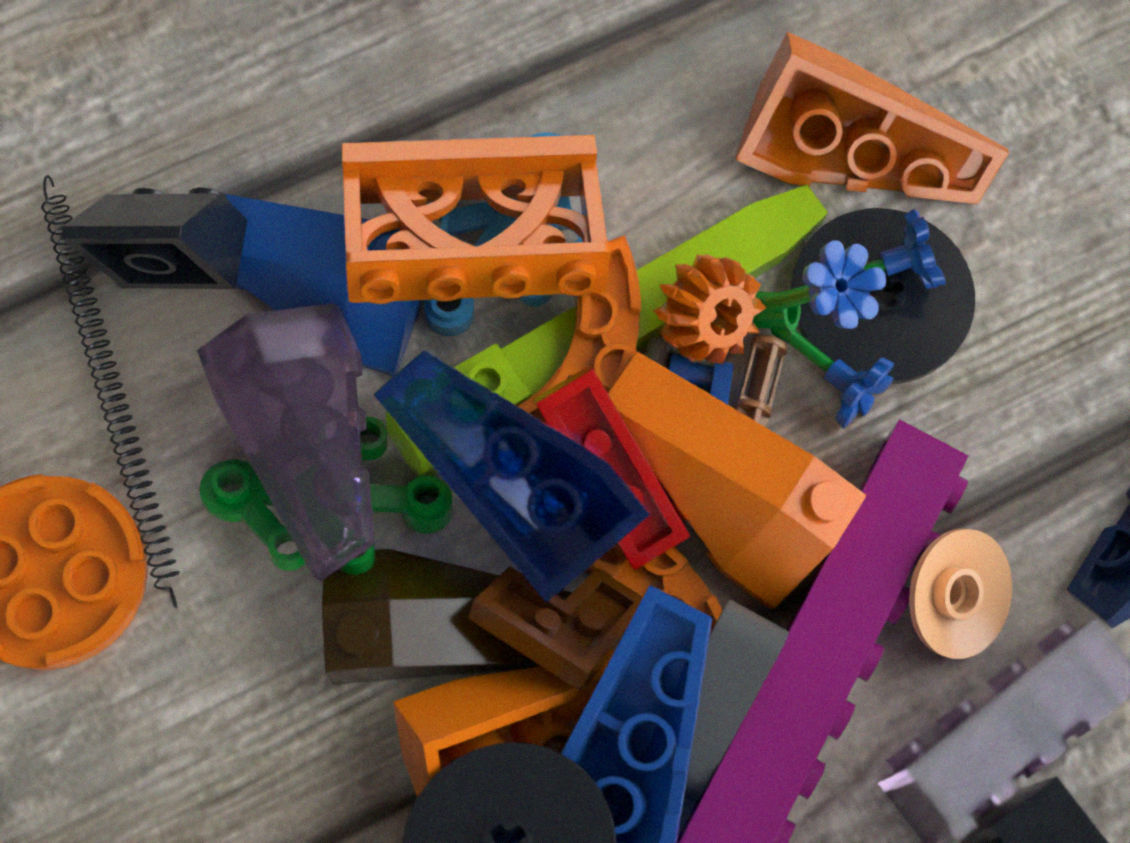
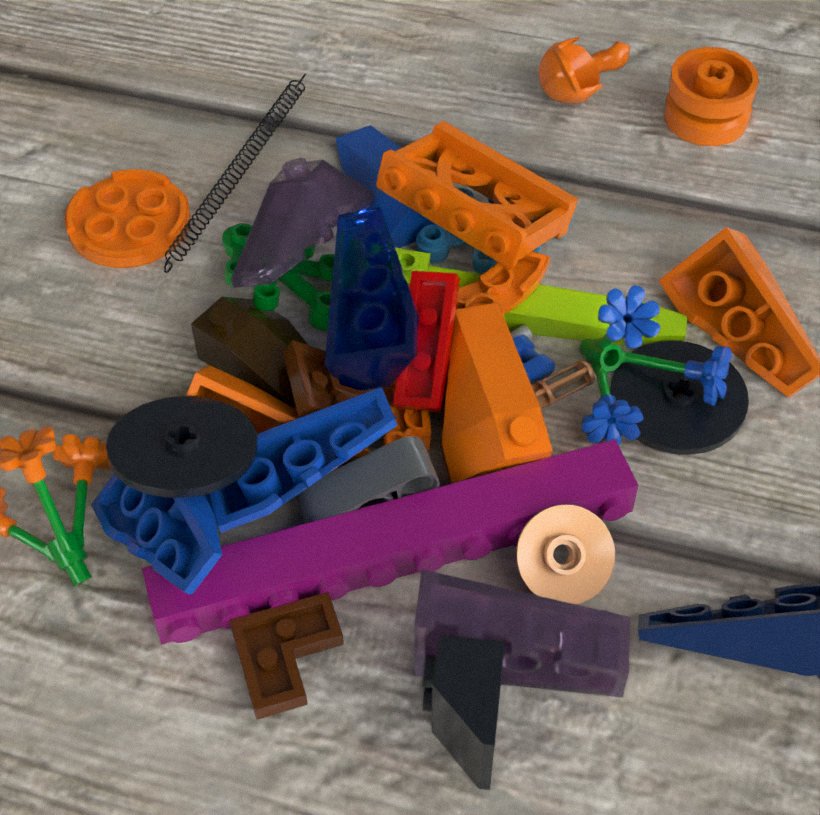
camera: 50 degrees right, 20 degrees down
(162, 239) = (321, 118): black slope -> none
(709, 309) = (572, 329): orange gear -> none

